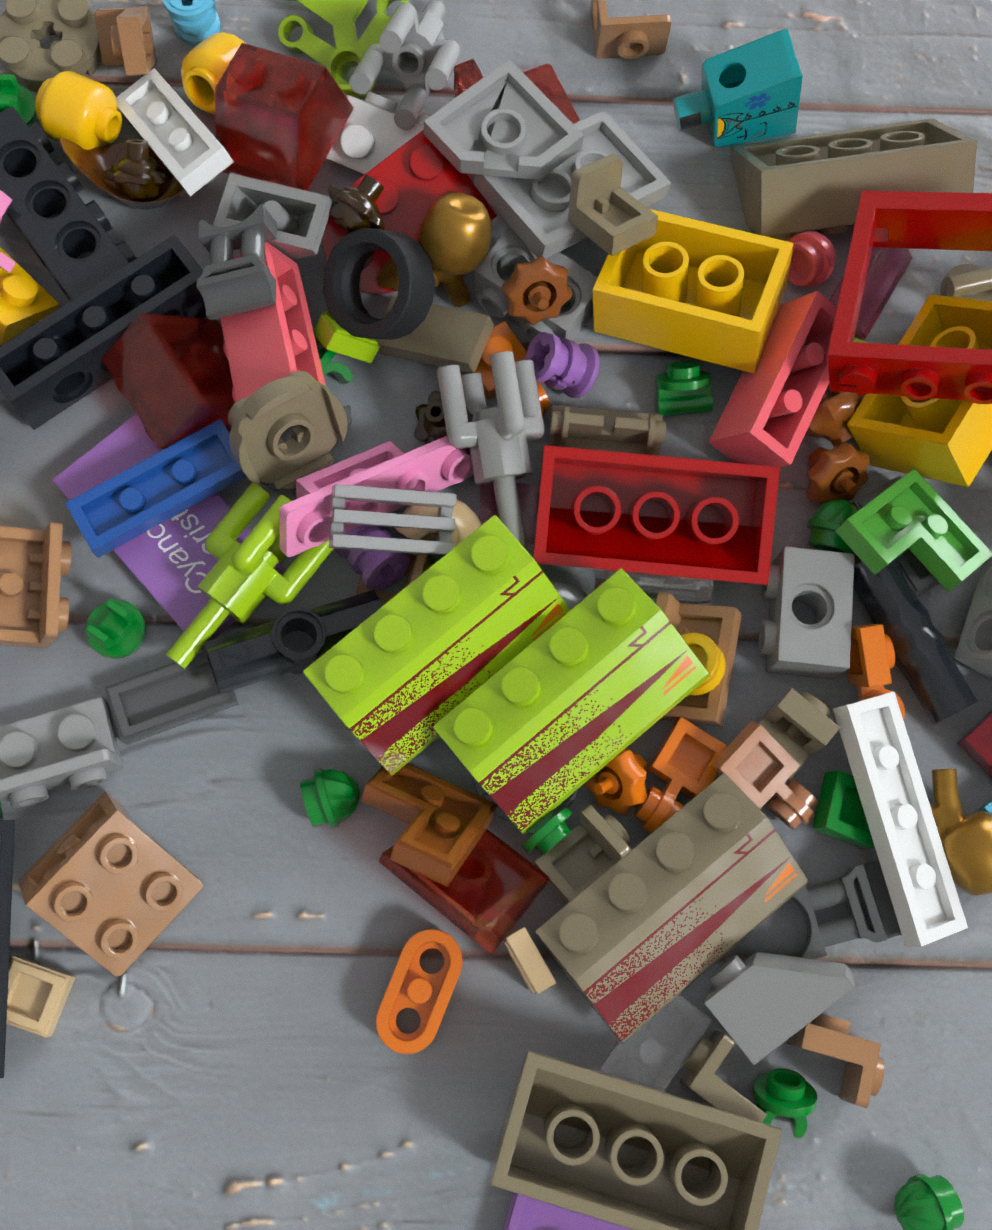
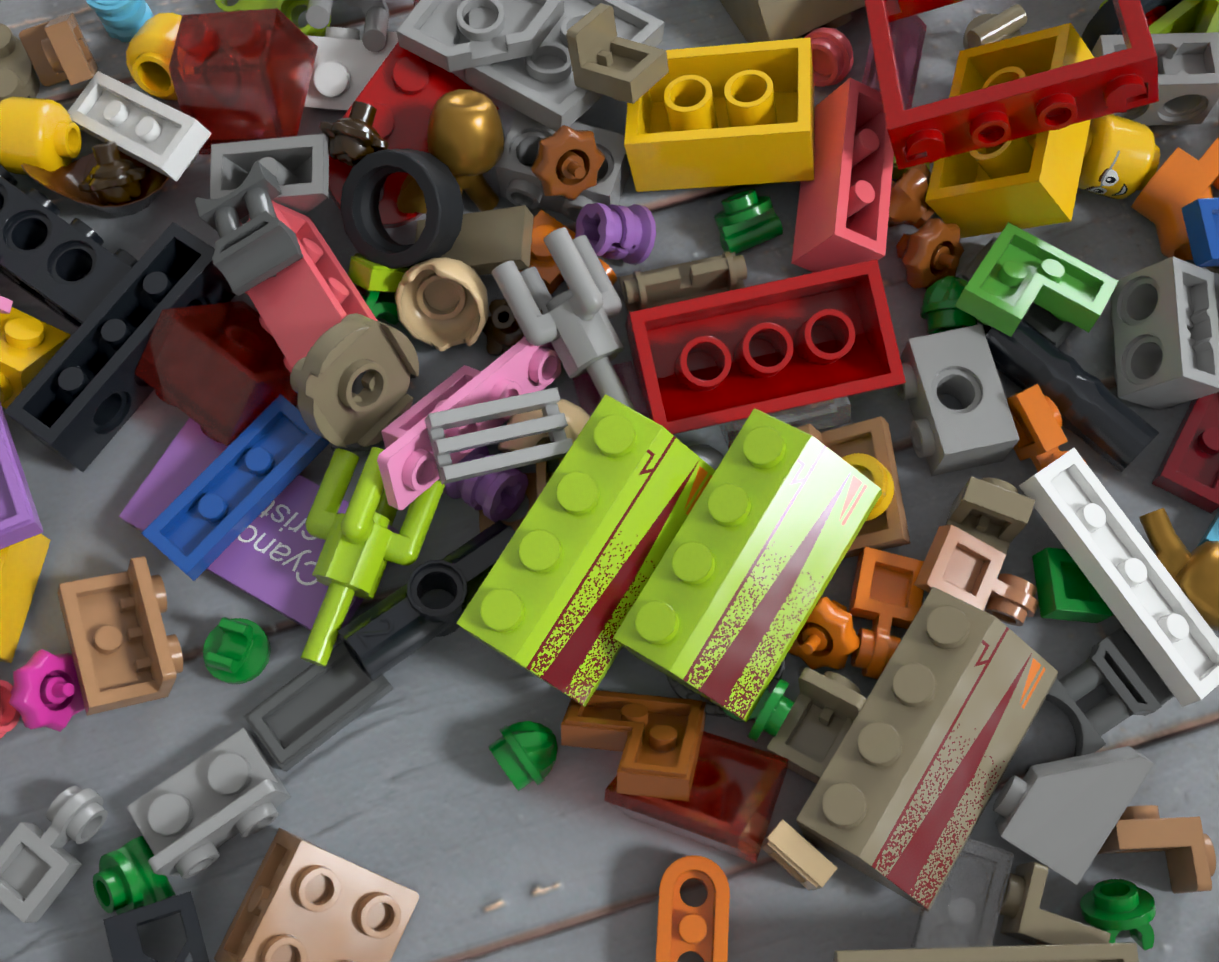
camera: 10 degrees left, 5 degrees down
(388, 380) = (442, 303): none -> tan hair

